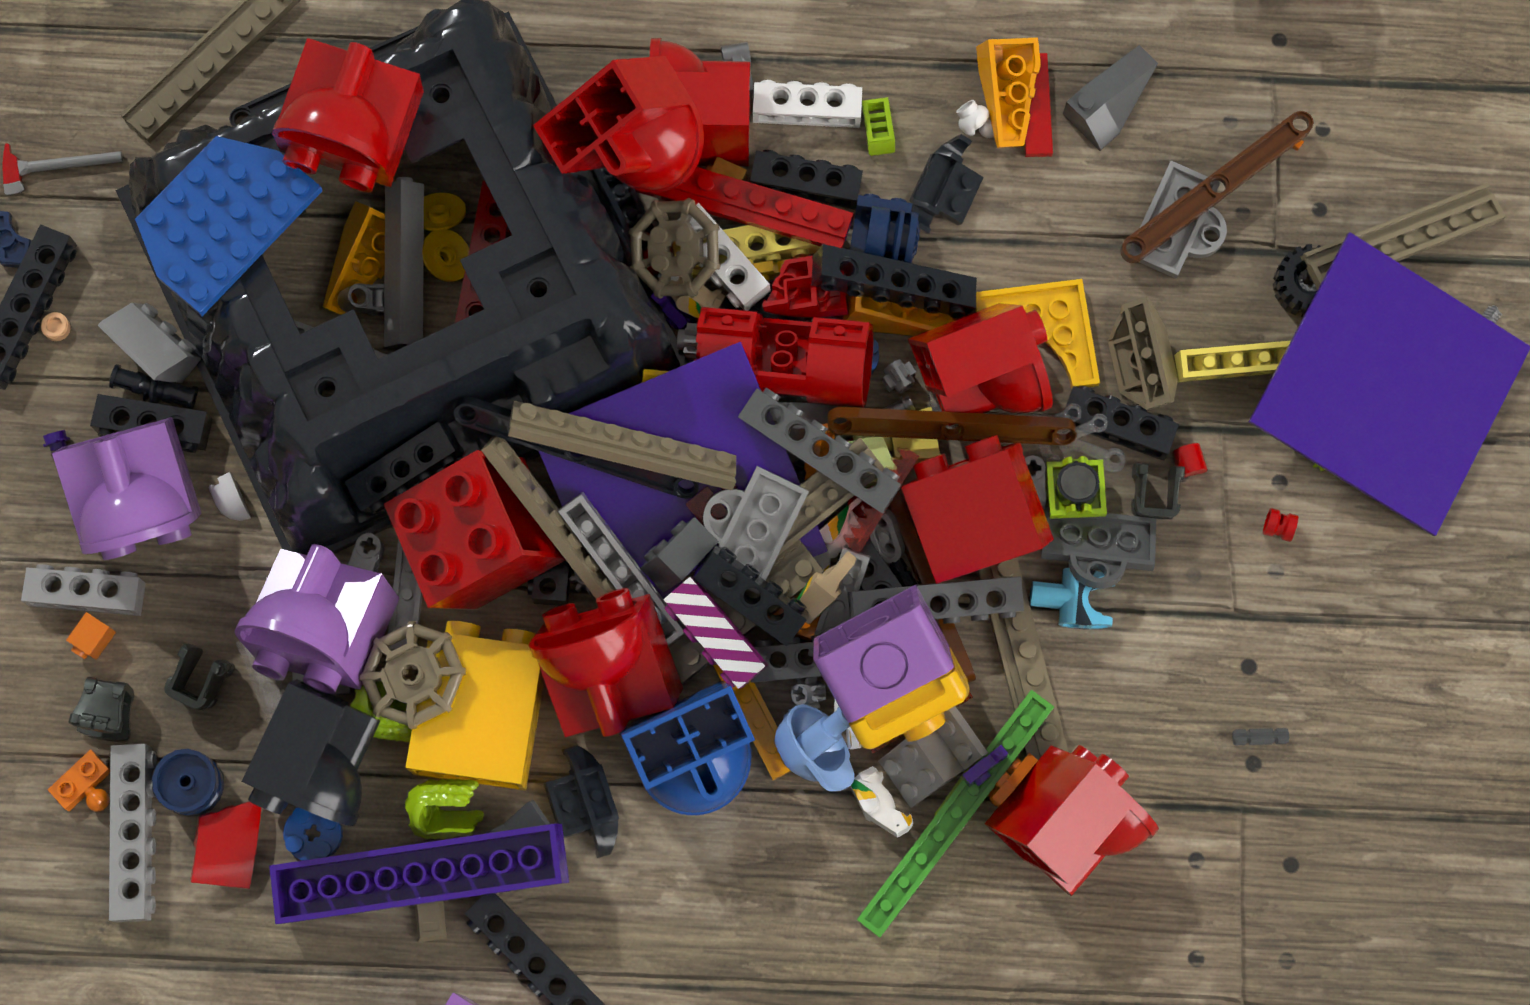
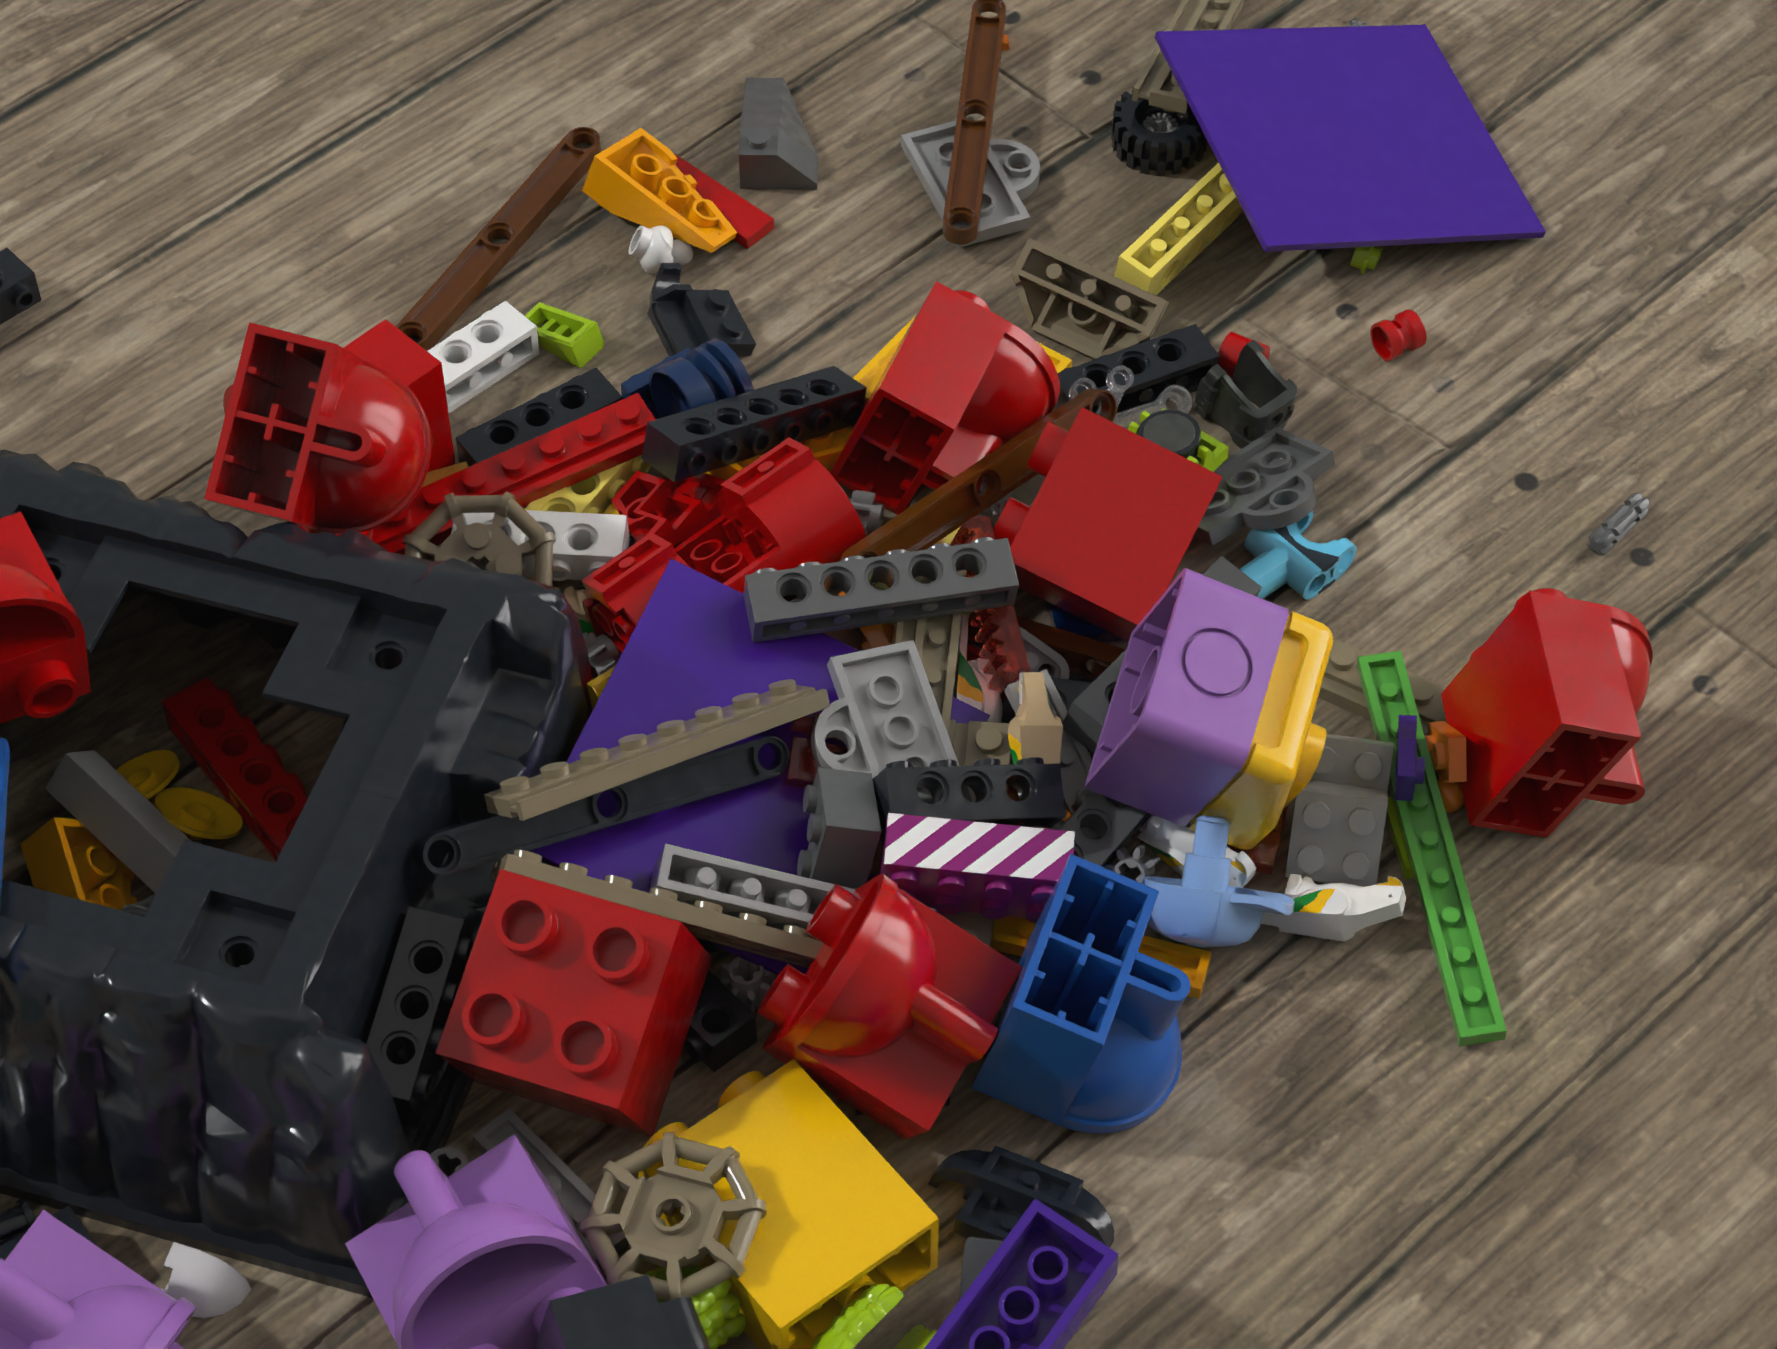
camera: 45 degrees left, 25 degrees down
(889, 43) = (516, 221): none -> reddish brown beam

